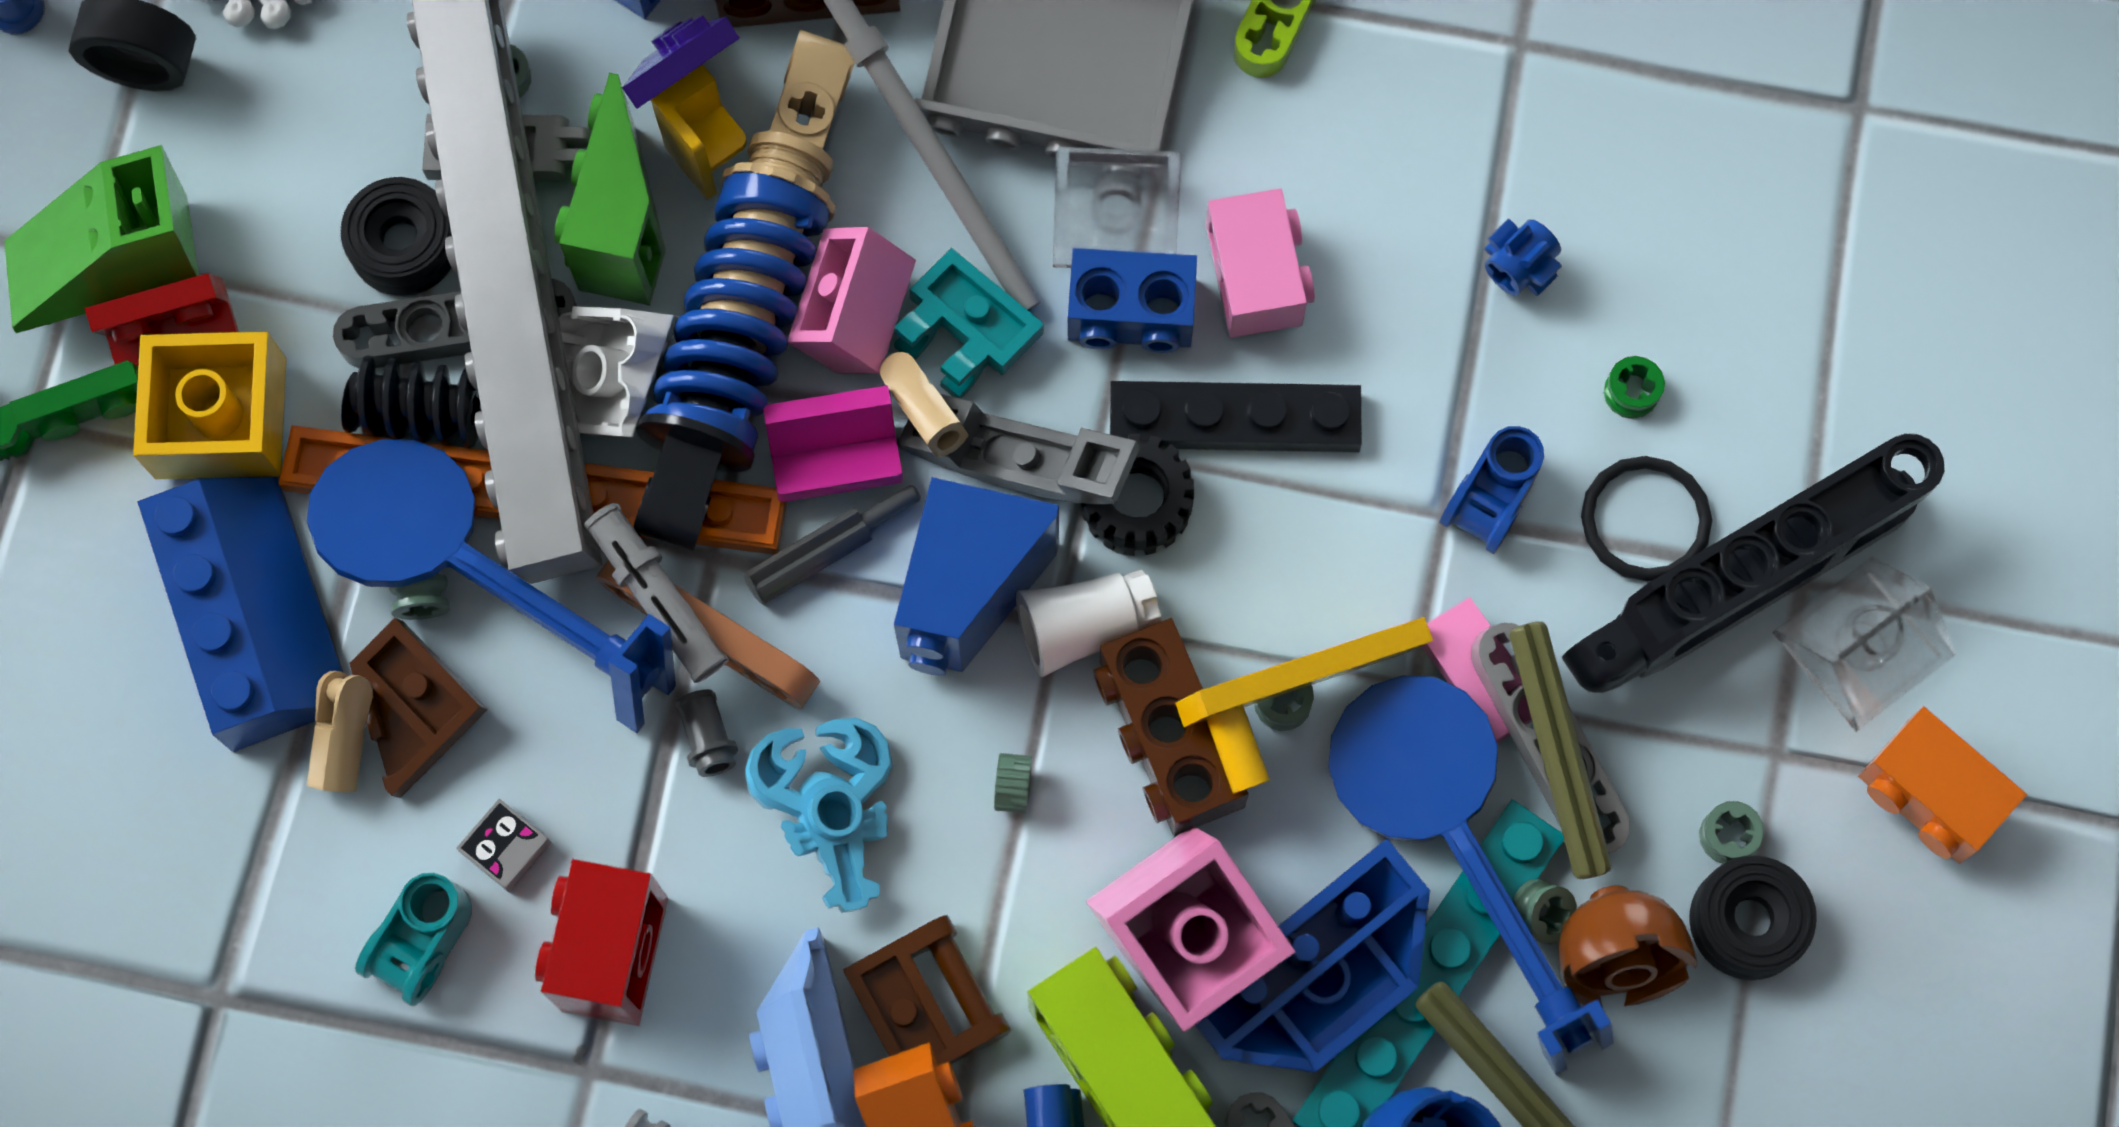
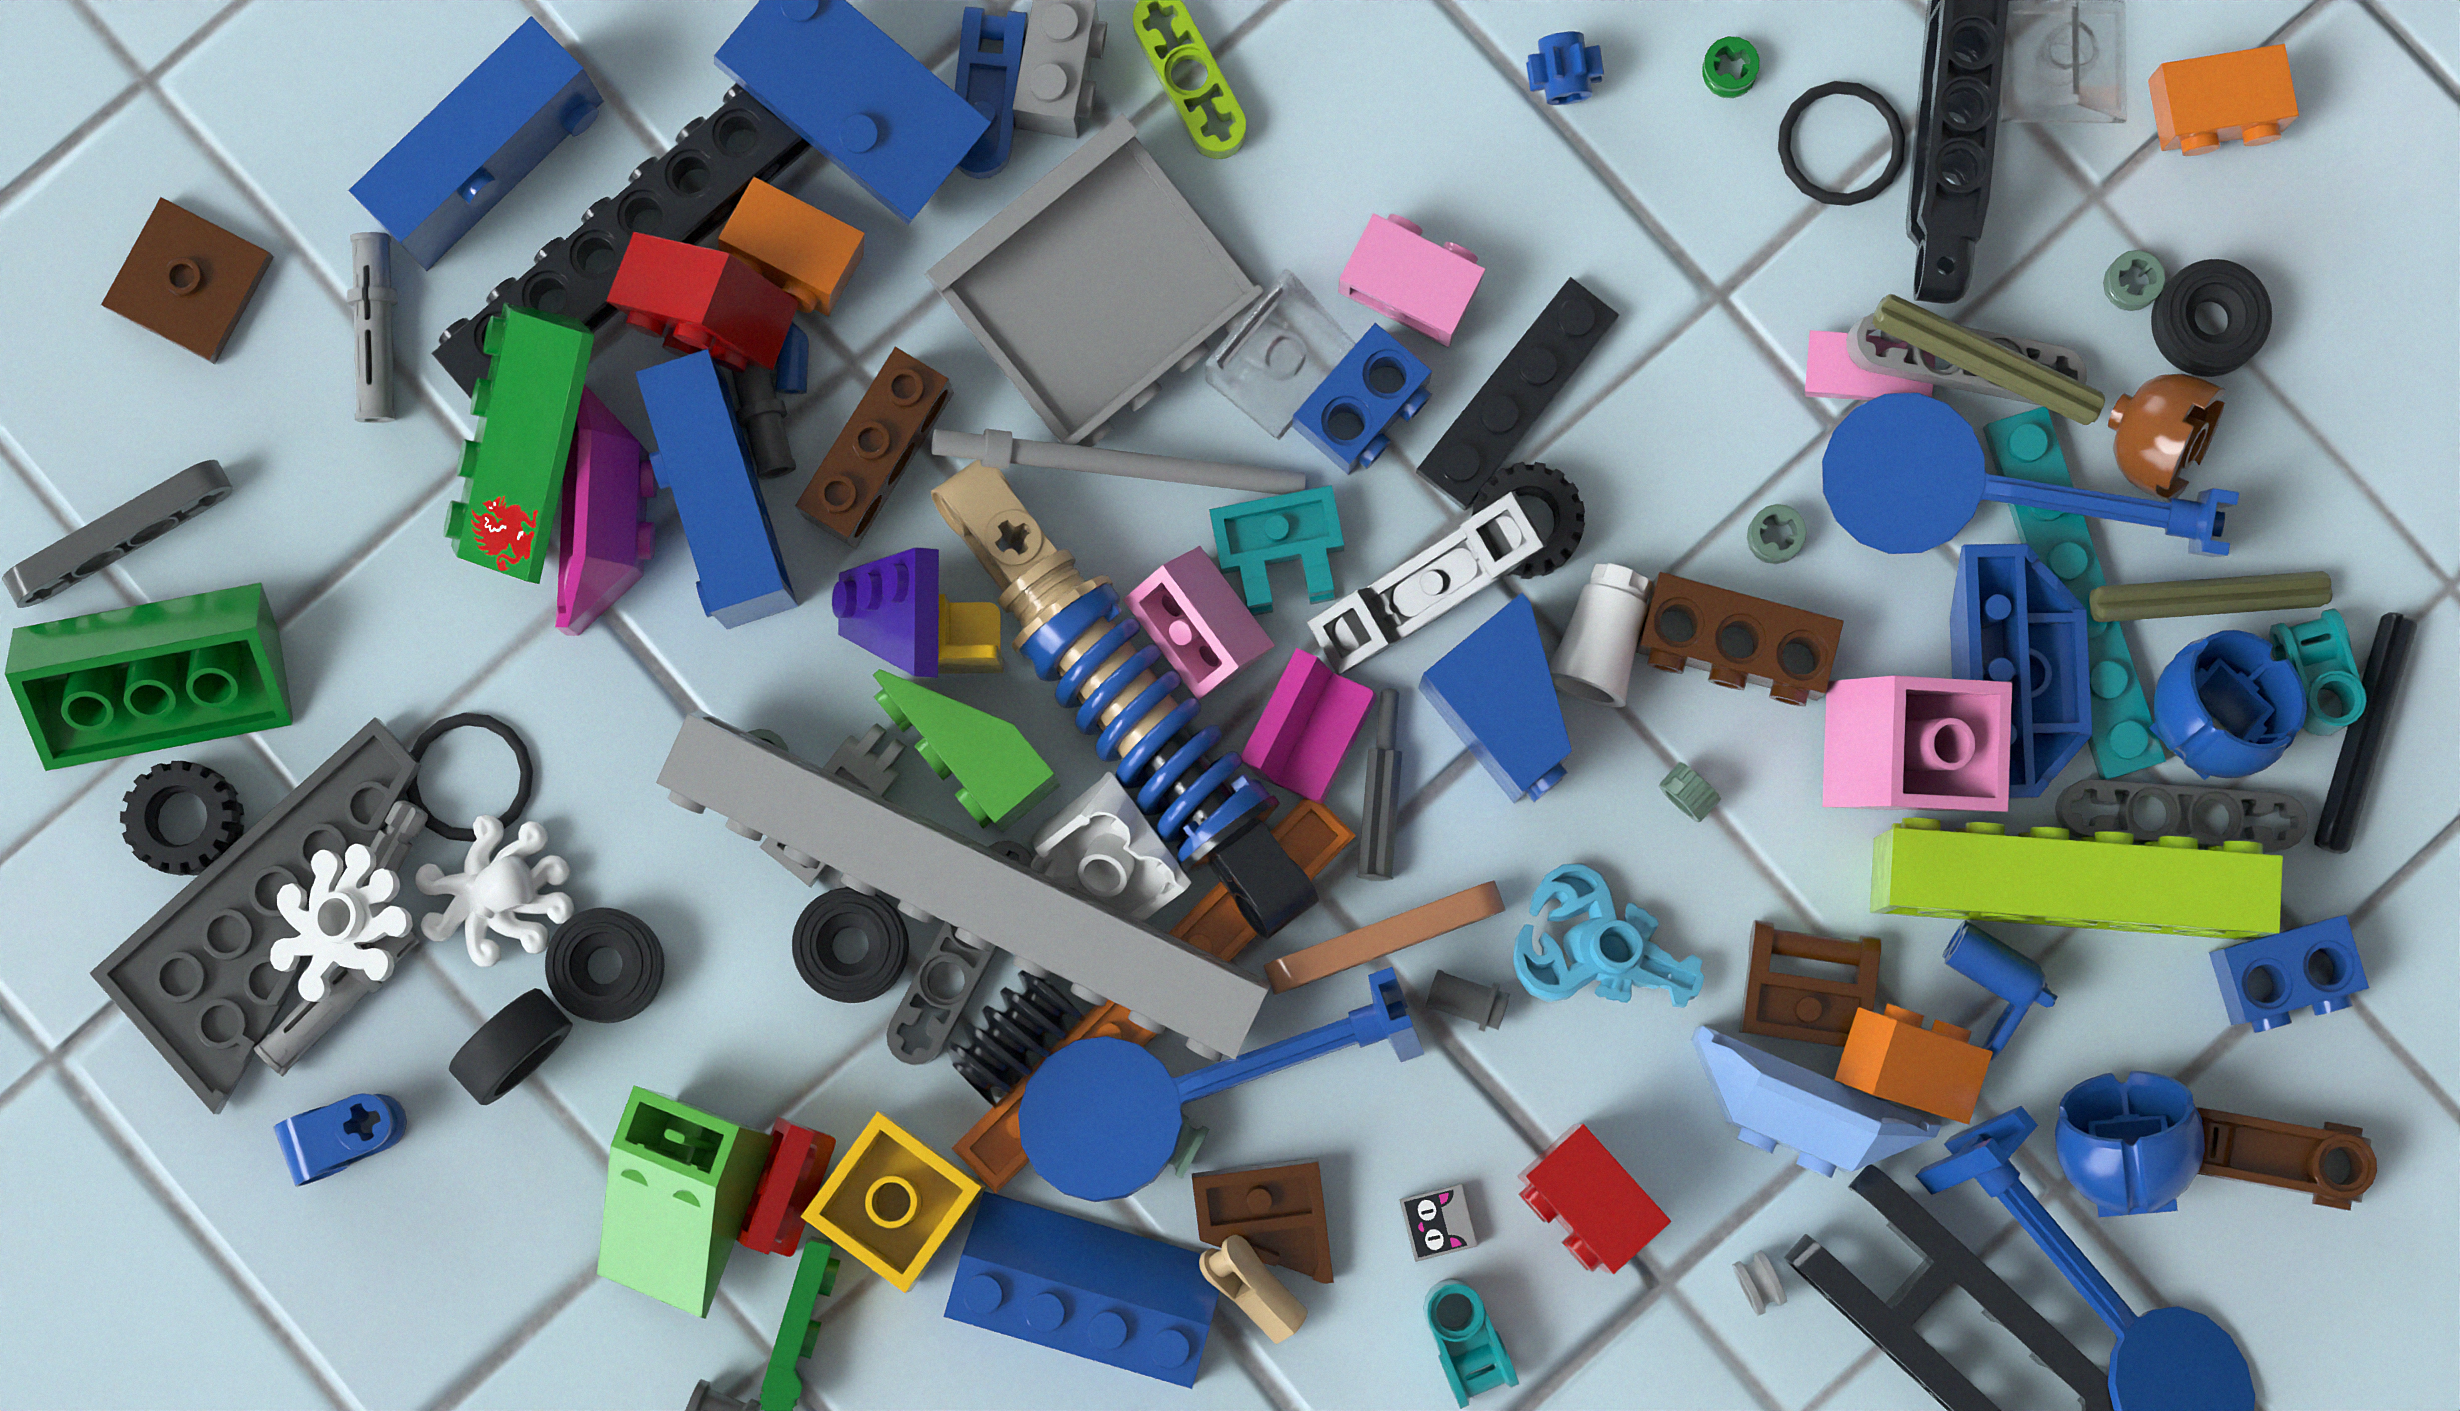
camera: 50 degrees left, 10 degrees up
(247, 41) = (568, 965): none -> black tyre
(640, 571) = (1347, 957): light grey pin -> none
(922, 404) = (1329, 631): tan bar -> none
(1225, 702) = (1766, 579): yellow piece -> none
(1490, 496) = (1737, 244): blue piece -> none
(1560, 906) = (2091, 467): sand green bush -> none

